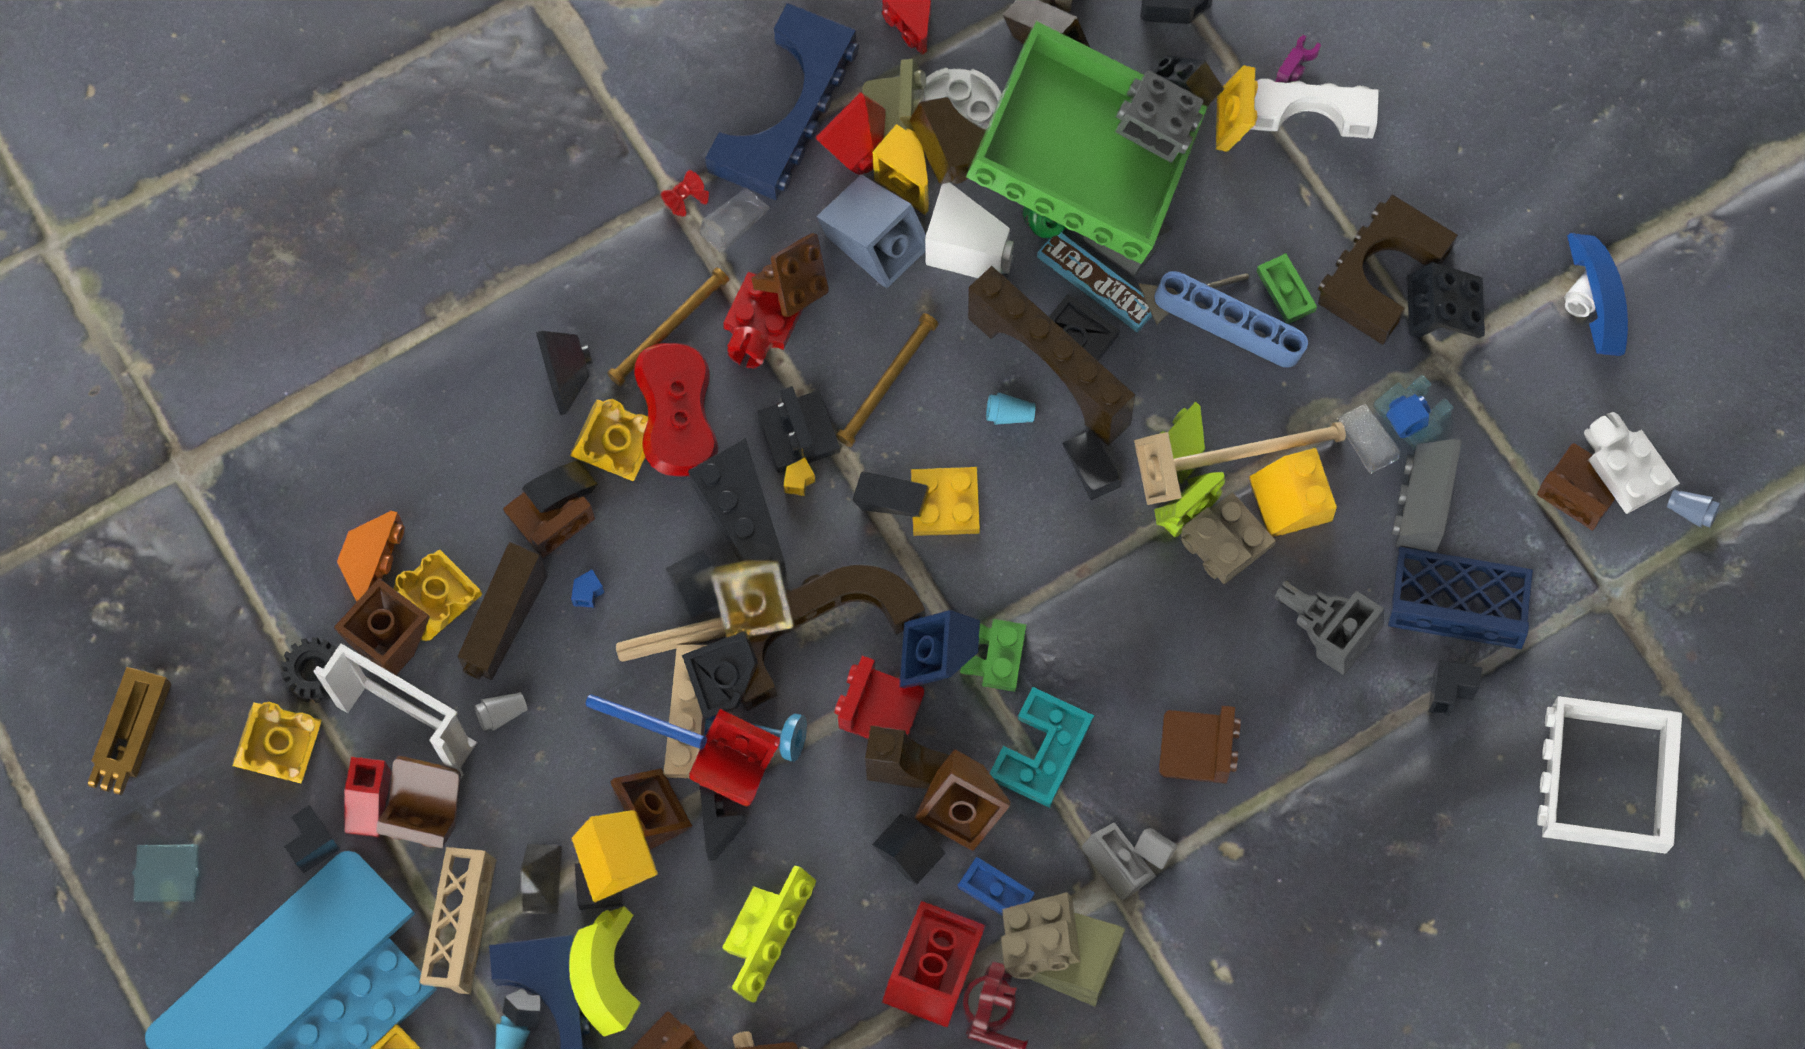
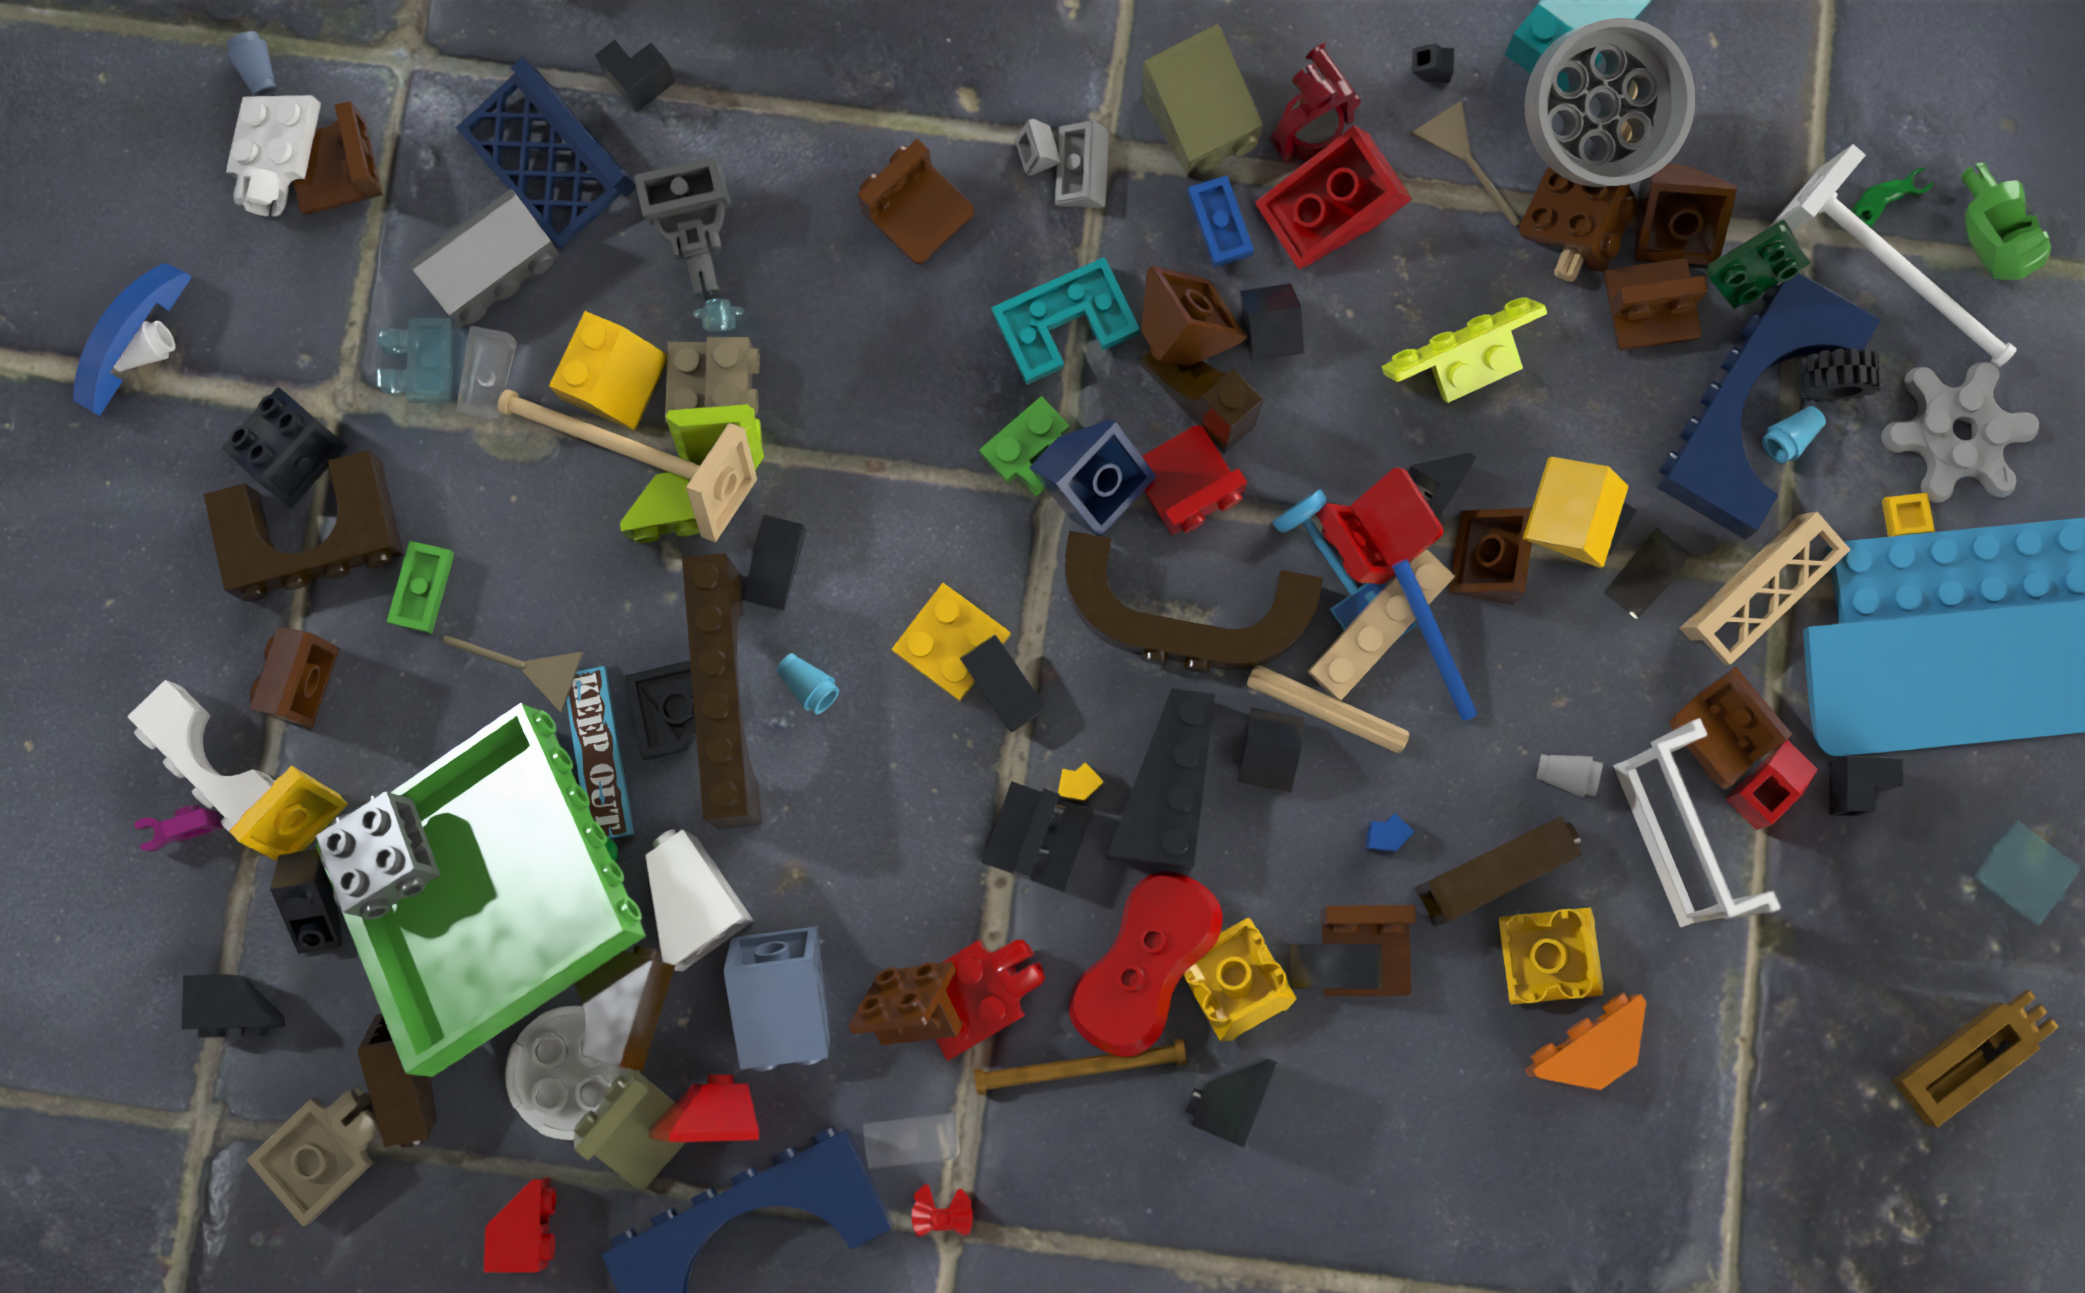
camera: 140 degrees left, 10 degrees up
(277, 742) = (1827, 921): yellow slope -> none
(294, 663) = (1760, 961): black tyre -> none
(384, 627) = (1638, 950): reddish brown slope -> none
(522, 1008) = (1768, 441): black piece -> none
(594, 974) = (1671, 427): neon yellow arch -> none
(721, 673) = (1327, 620): black plate -> none
(752, 597) = (1239, 671): clear yellow slope -> none
(902, 167) = (687, 1034): yellow slope -> none
(926, 324) = (900, 819): pearl gold bar -> none
(1040, 936) = (1224, 125): dark tan plate -> none
(1238, 333) = (520, 605): medium blue beam -> none
(1259, 579) = (718, 315): none -> clear light blue plate
(1308, 182) = (294, 676): none -> reddish brown slope
(1409, 415) = (429, 347): blue plate -> none

